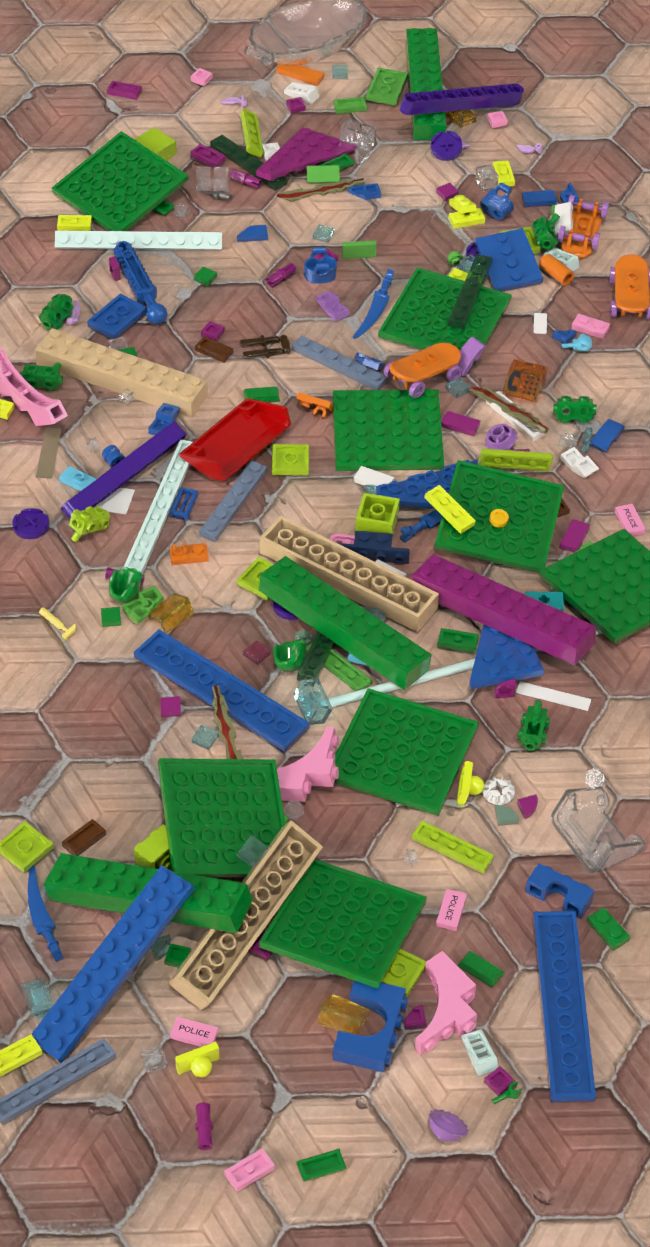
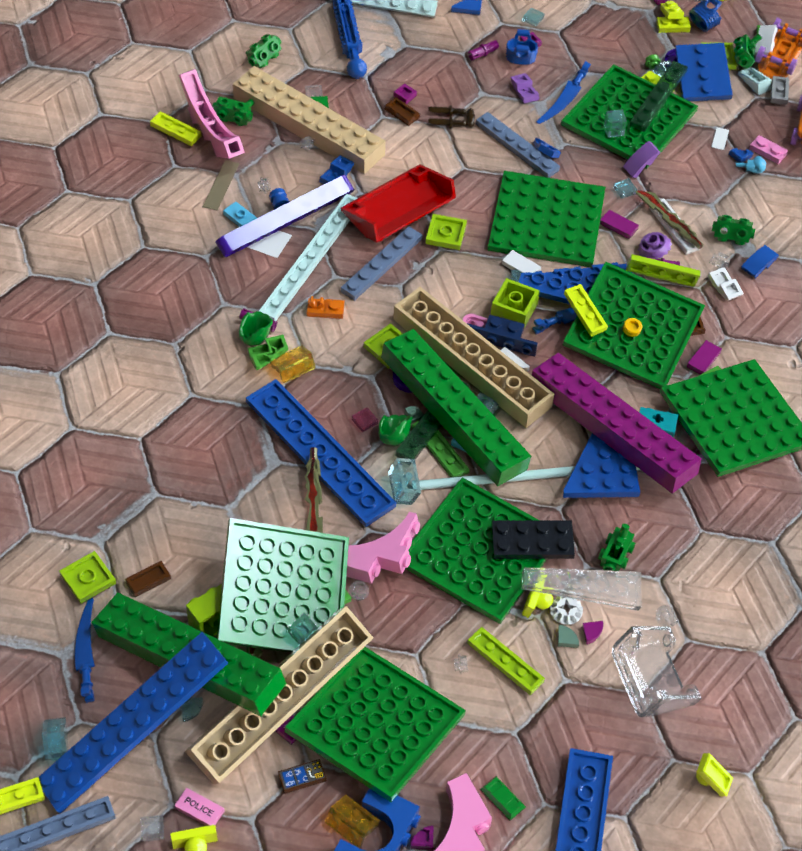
camera: 10 degrees right, 5 degrees up
(30, 523) = (185, 251): dark purple tile -> none
(57, 623) = (183, 355): light yellow piece -> none
(76, 312) = (282, 55): lavender piece -> none
(88, 521) = (238, 259): lime brick -> none
(110, 616) = (234, 357): green tile -> none
(114, 268) = (329, 18): magenta tile -> none
(117, 316) = (319, 64): blue plate -> none
(170, 706) = (267, 459): magenta tile -> none
(176, 955) = (204, 720): green tile -> none
(180, 513) = (328, 267): blue tile -> none
(205, 276) = (412, 39): green tile -> none
(205, 737) = (292, 497): clear light blue tile -> none
(264, 394) = (436, 163): green tile -> none
(285, 986) = (302, 776): none -> tile
(308, 401) = (487, 183): orange plate -> none
(359, 249) = (563, 38): bright green tile -> none
(405, 971) = (424, 786): lime plate -> none
(425, 364) = (596, 161): orange piece -> none
(433, 325) = (615, 123): none -> clear light blue brick
(451, 732) = (533, 539): none -> black plate
(451, 910) = (488, 728): bright pink tile -> none
(458, 640) = (563, 444): green plate -> none
(505, 689) = (598, 504): magenta tile -> none
(524, 763) = (596, 586): none -> clear wing
(525, 380) = (691, 192): clear orange slope -> none
(539, 198) = (747, 16): blue tile -> none
(547, 881) = (590, 717): blue arch -> none
(553, 696) = (645, 519): white sticker -> none
(556, 269) = (747, 88): orange brick -> none
(564, 196) = (777, 14): blue tile -> none
(587, 438) = (738, 262): clear light blue tile -> none
(588, 266) = (779, 90): none -> light grey plate
(608, 928) = (643, 781): green plate -> none
(630, 519) = (763, 351): bright pink tile -> none

